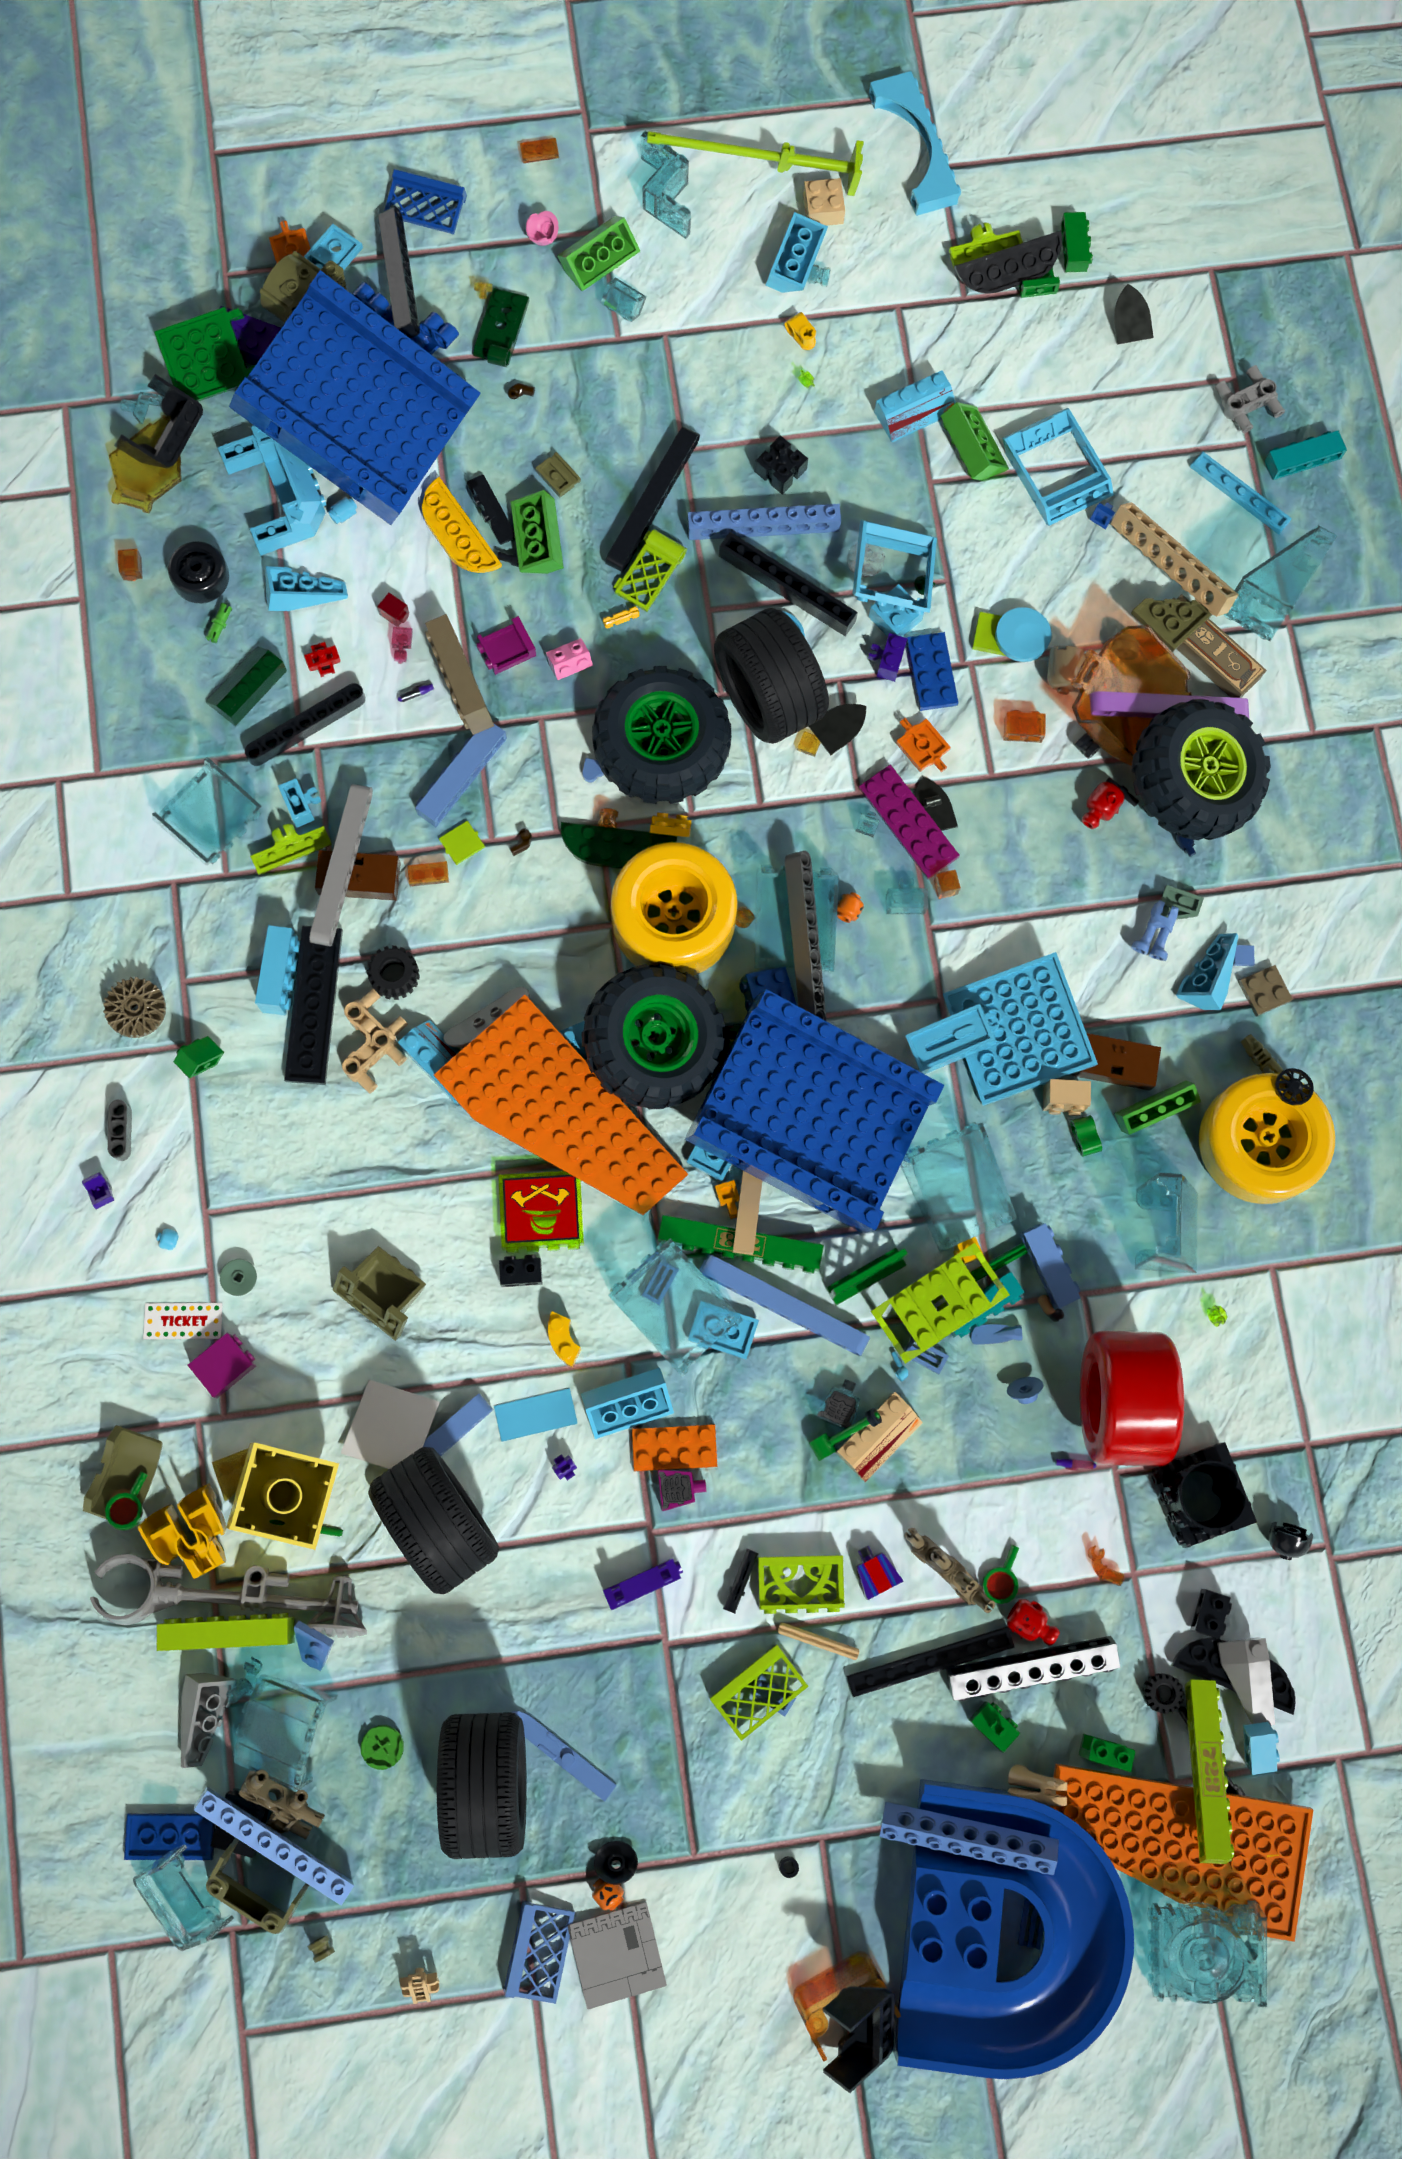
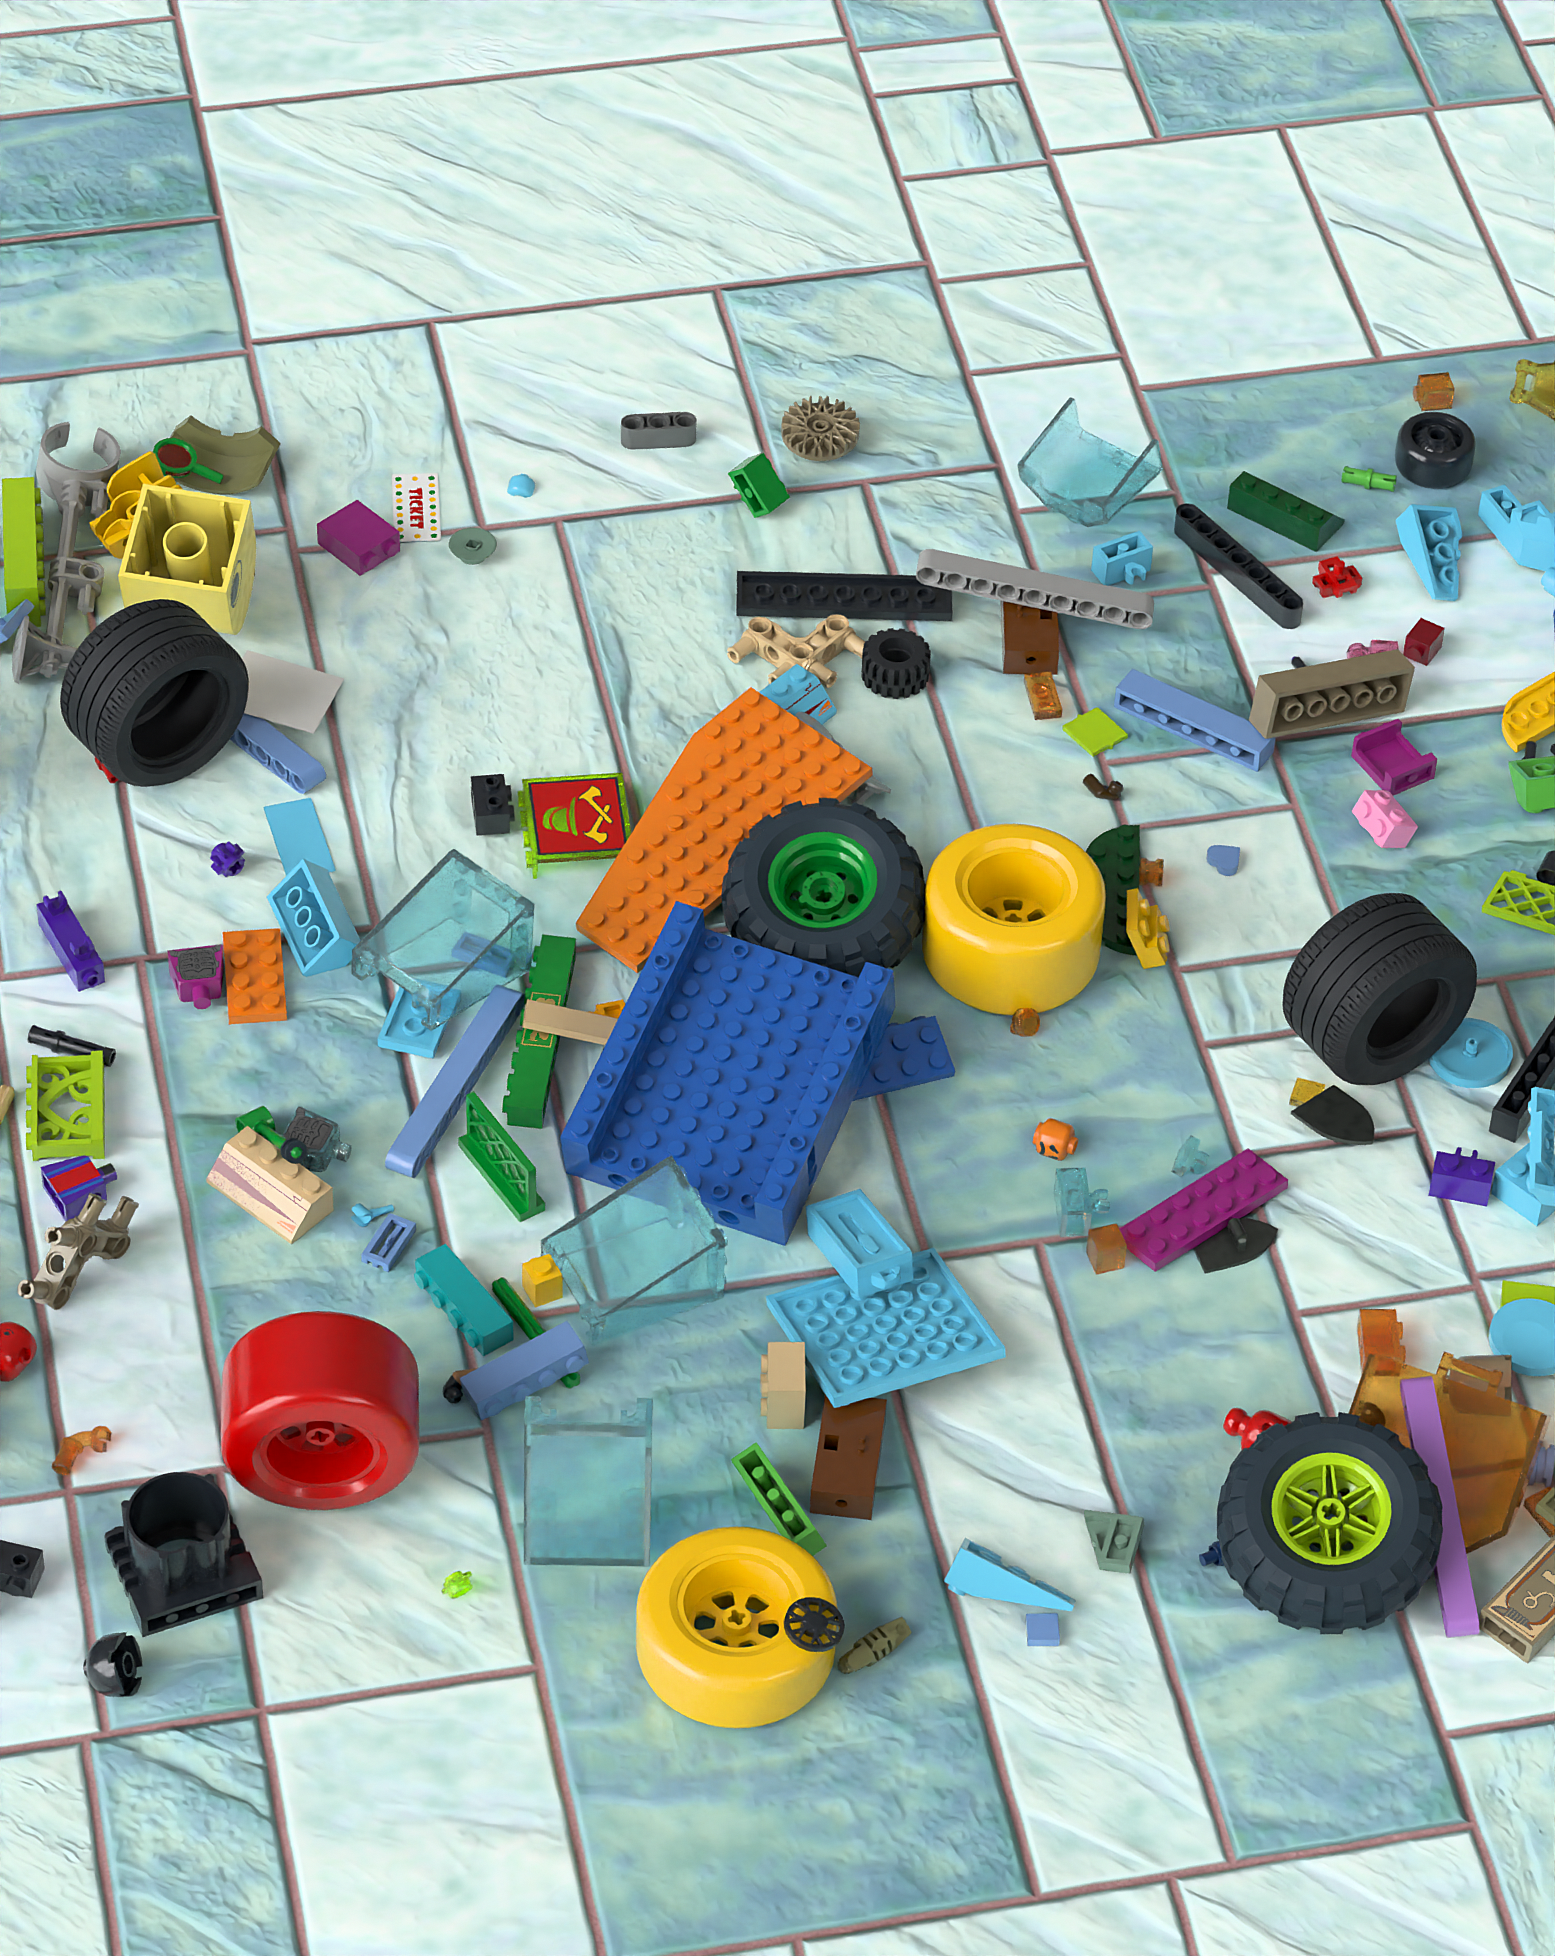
camera: 90 degrees right, 30 degrees down
(98, 1190) = (579, 419): dark purple bracket -> none
(277, 970) = (879, 545): medium azure brick -> none
(290, 847) = (1055, 556): lime plate -> none
(380, 1290) = (462, 672): olive windscreen -> none
(561, 1340) = (400, 850): yellow brick -> none
(621, 617) = (1465, 879): yellow axle -> none
(643, 770) = (1264, 891): black wheel -> none
(772, 917) = (1031, 1067): clear light blue windscreen -> none
(805, 933) = (1008, 1080): dark grey beam -> none
(923, 745) = (1327, 1221): orange plate -> none
(932, 671) = (1452, 1235): blue plate -> none
(959, 1290) = (465, 1229): lime piece -> none
(995, 1334) = (422, 1324): medium blue piece -> none
(1001, 1583) = (61, 1331): piece -> none
(1086, 1135) = (728, 1422): green axle -> none
(1157, 921) = (1040, 1504): medium blue piece -> none
(1265, 990) = (987, 1659): dark tan plate -> none

